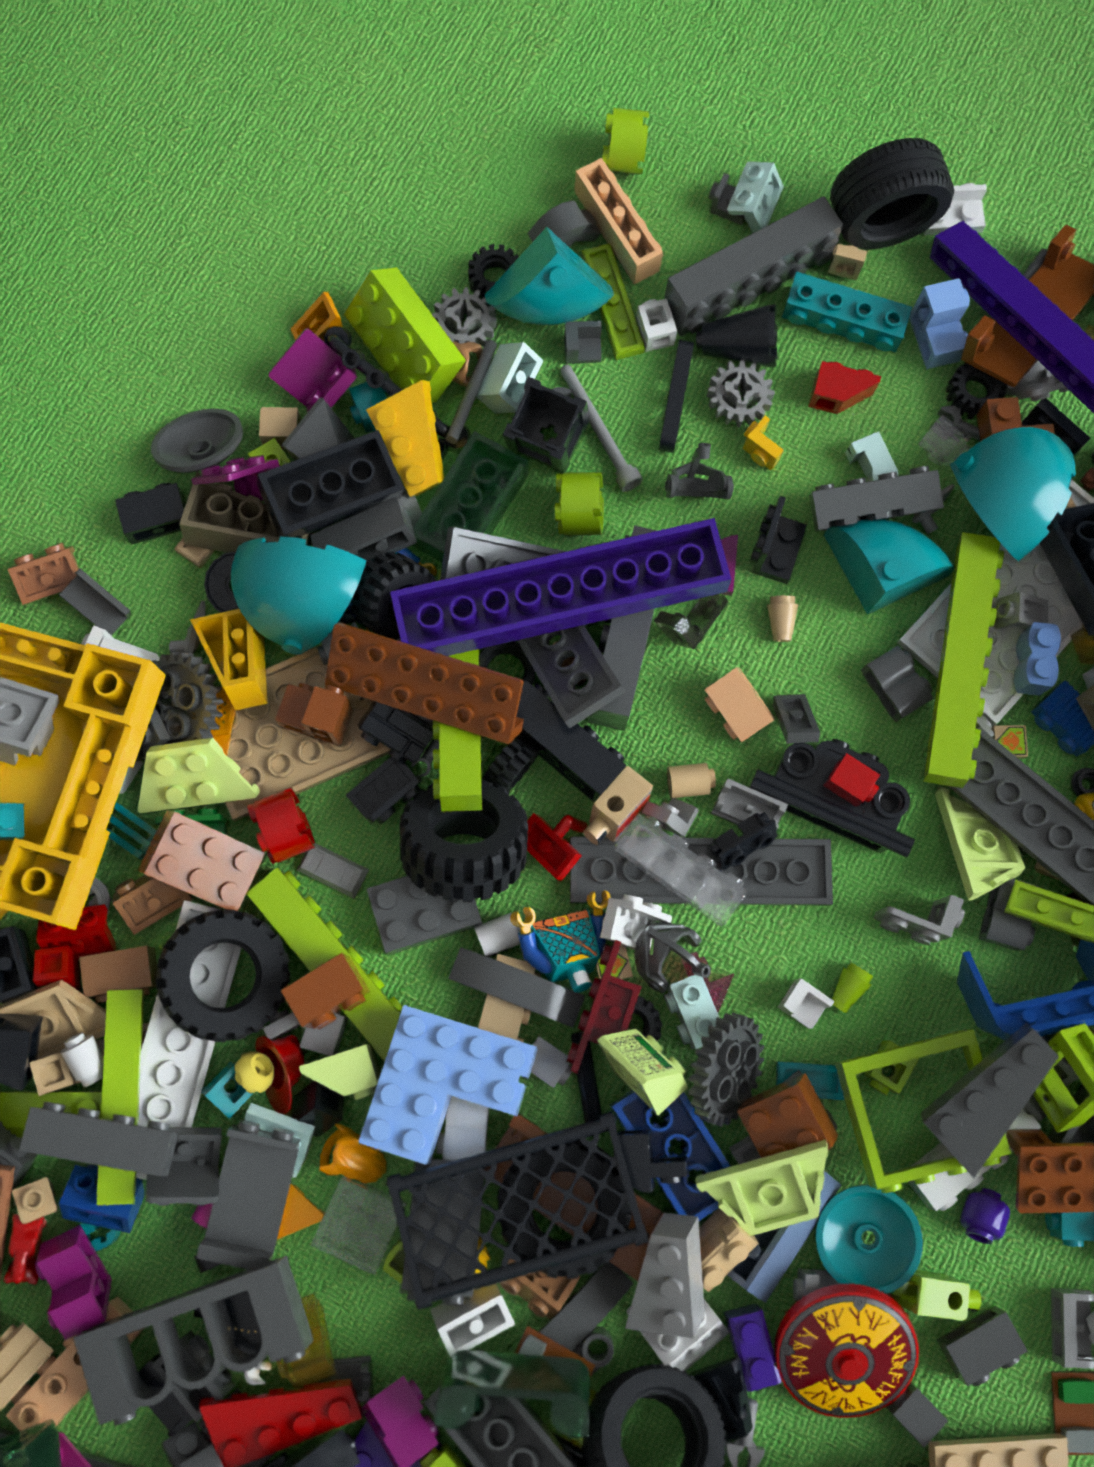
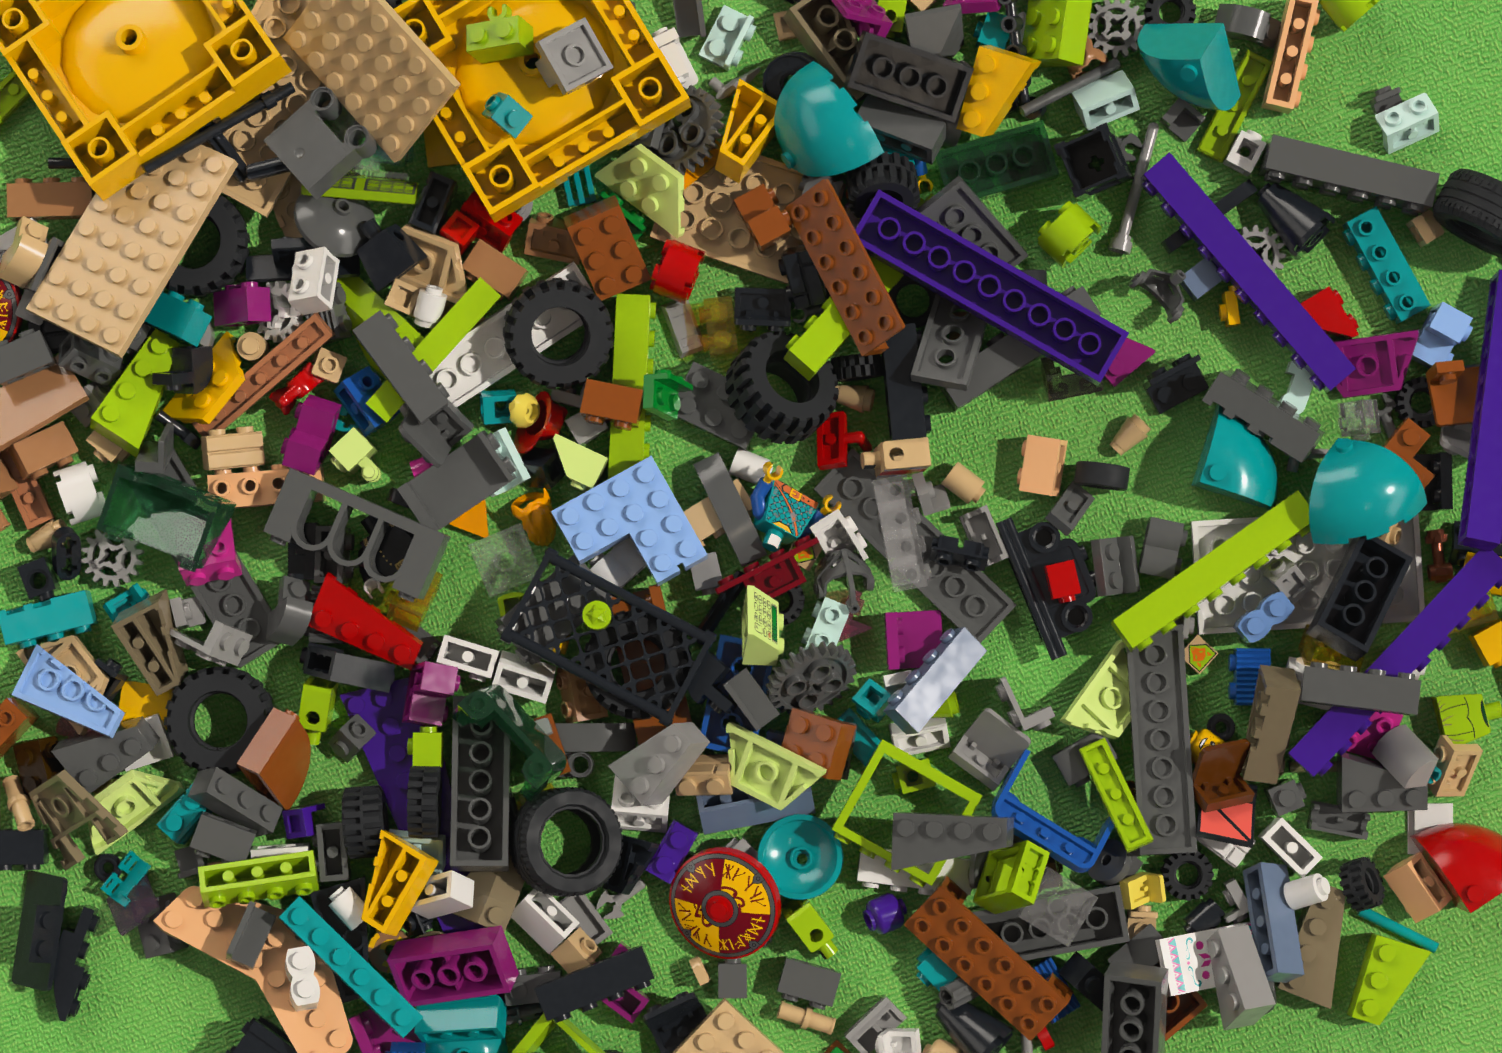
camera: 45 degrees right, 10 degrees up
(133, 1258) = (355, 452): none -> yellowish green brick
(153, 602) = (727, 37): none -> light aqua bracket
(362, 940) = (661, 393): none -> green bracket
(364, 839) = (720, 327): none -> clear yellow brick
(404, 1349) = (469, 656): none -> white brick
(488, 1200) = (597, 615): none -> lime tile
(534, 791) = (856, 397): none -> tan cone
(694, 1140) = (751, 699): none -> dark grey panel
(722, 442) = (1200, 279): none -> sand blue brick
(753, 402) = (1247, 273): none -> dark purple brick
(775, 951) = (911, 637): none -> magenta bracket
(794, 1037) = (871, 701): none -> teal brick
(795, 668) = (1101, 475): none -> black tyre
(831, 969) = (934, 680): none -> brick
(858, 1028) = (930, 738): none -> white slope
(877, 730) = (1115, 565): none -> dark grey bracket
(881, 1435) = (699, 970): none -> tan tile
(908, 393) = (1379, 362): none -> magenta wing
(929, 982) = (989, 748): none -> light grey bracket
(1010, 1381) = (806, 1018): none -> tan pin

